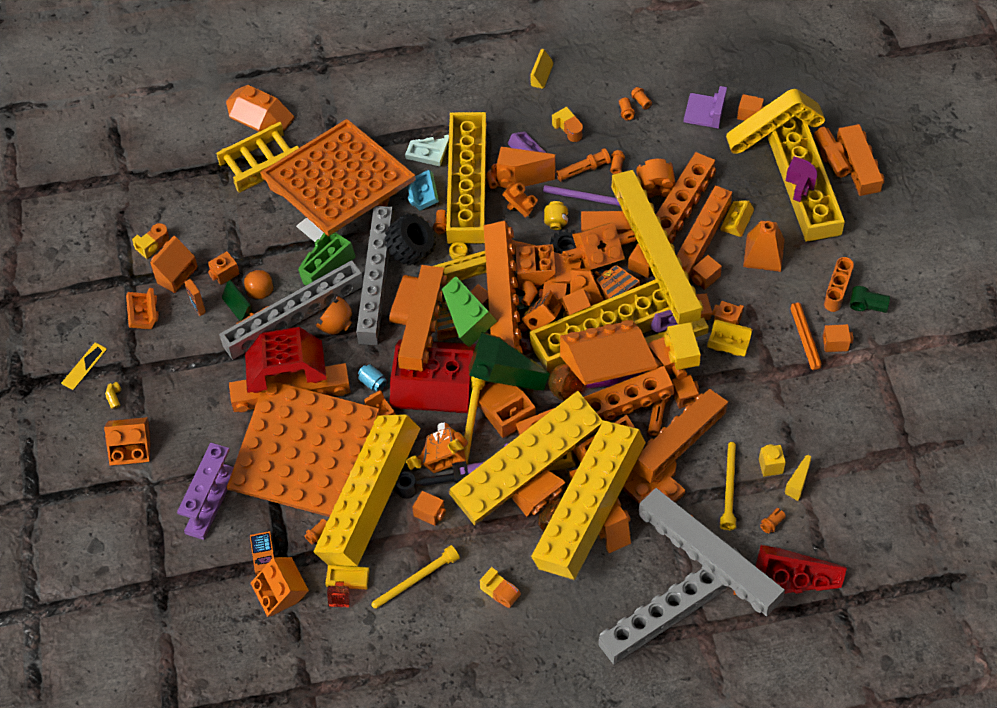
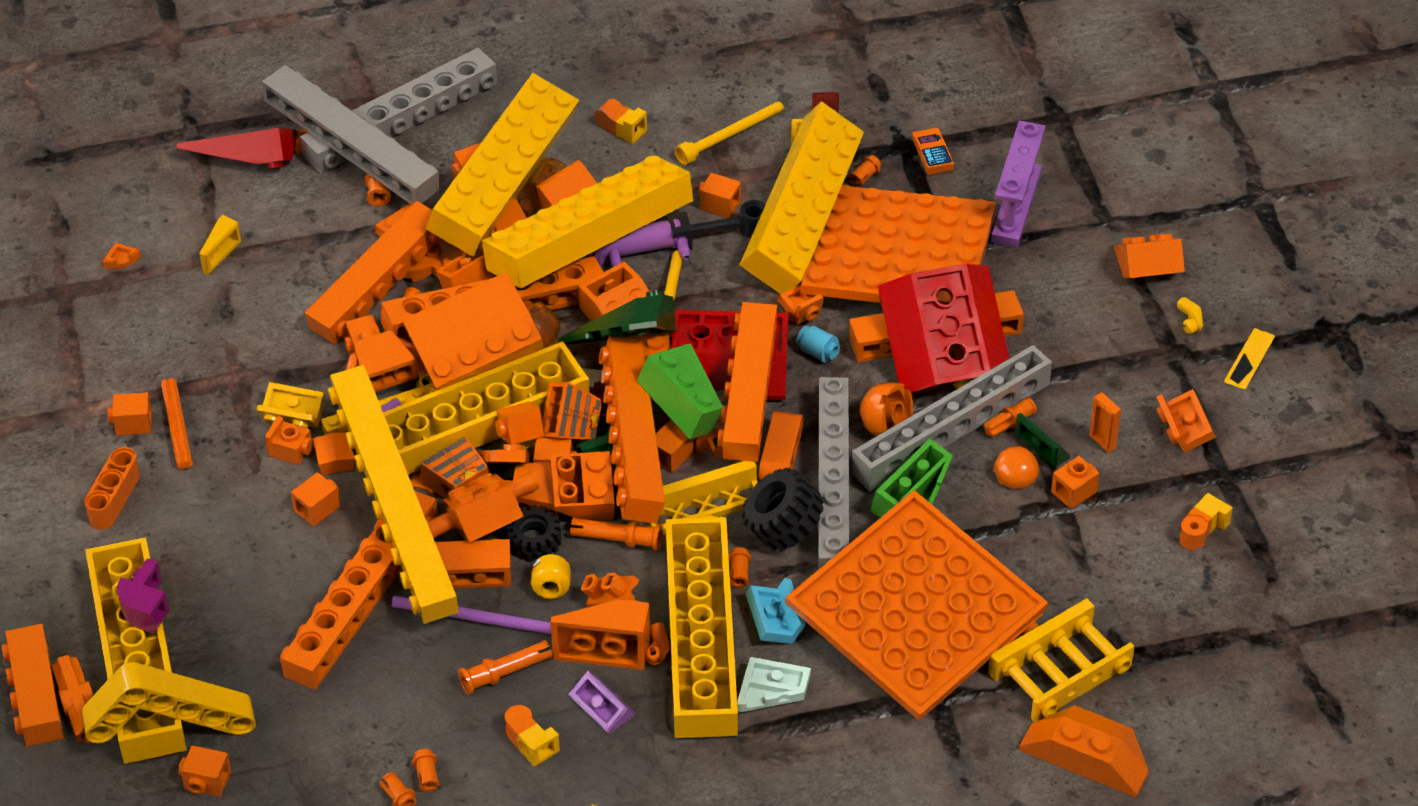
camera: 175 degrees right, 10 degrees down
(173, 265) = (1154, 473): orange slope -> none
(279, 585) = (901, 109): orange slope -> none
(440, 450) = (704, 247): orange torso -> none
(530, 292) = (588, 441): orange arm -> none
(617, 161) = (446, 679): orange pin -> none
(656, 177) = (383, 626): orange brick -> none
(683, 346) = (362, 337): yellow brick -> none
(704, 228) = (316, 552): orange brick -> none
(705, 109) = (282, 770): medium lavender bracket -> none
(728, 519) = (321, 199): yellow piece -> none
(737, 218) = (256, 594): yellow slope -> none
(764, 247) = (220, 534): orange slope -> none
(768, 524) = (268, 196): orange pin -> none
(771, 460) = (253, 258): yellow brick -> none
(864, 299) = (78, 470): dark green piece -> none
(871, 478) = (121, 256): none -> orange tile

